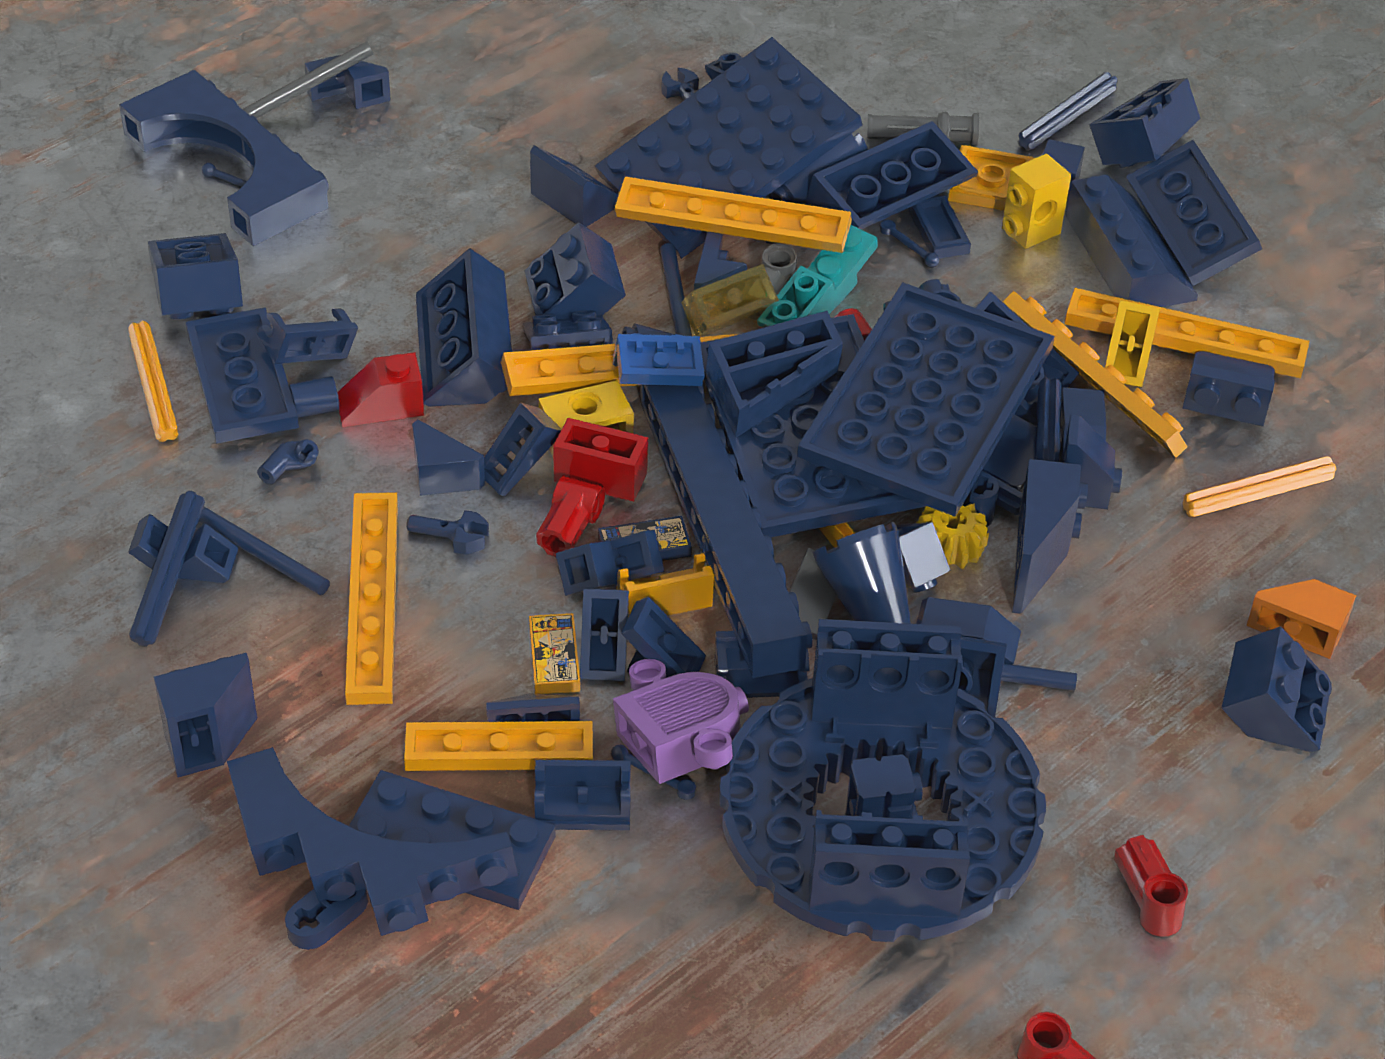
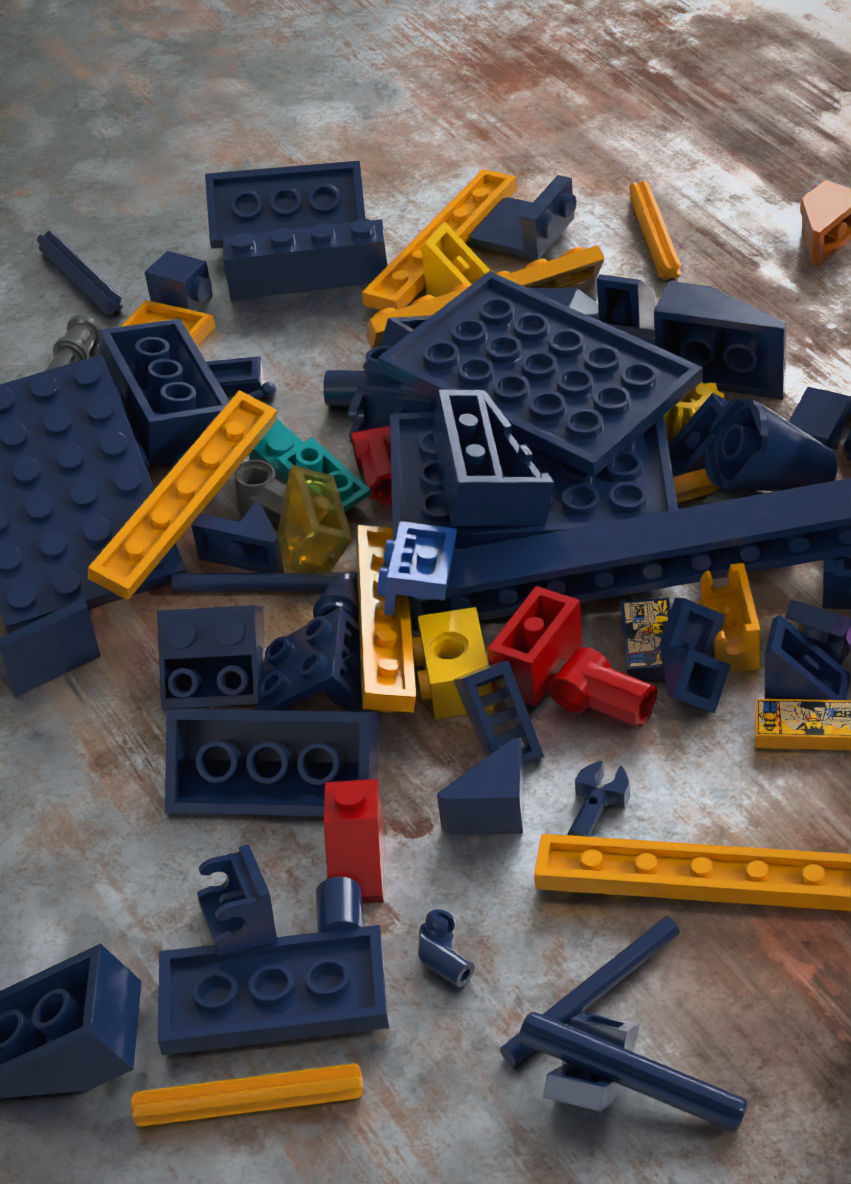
camera: 70 degrees left, 5 degrees down
(1036, 201) = (238, 290): yellow brick -> none
(1146, 124) = (151, 209): dark blue wedge -> none

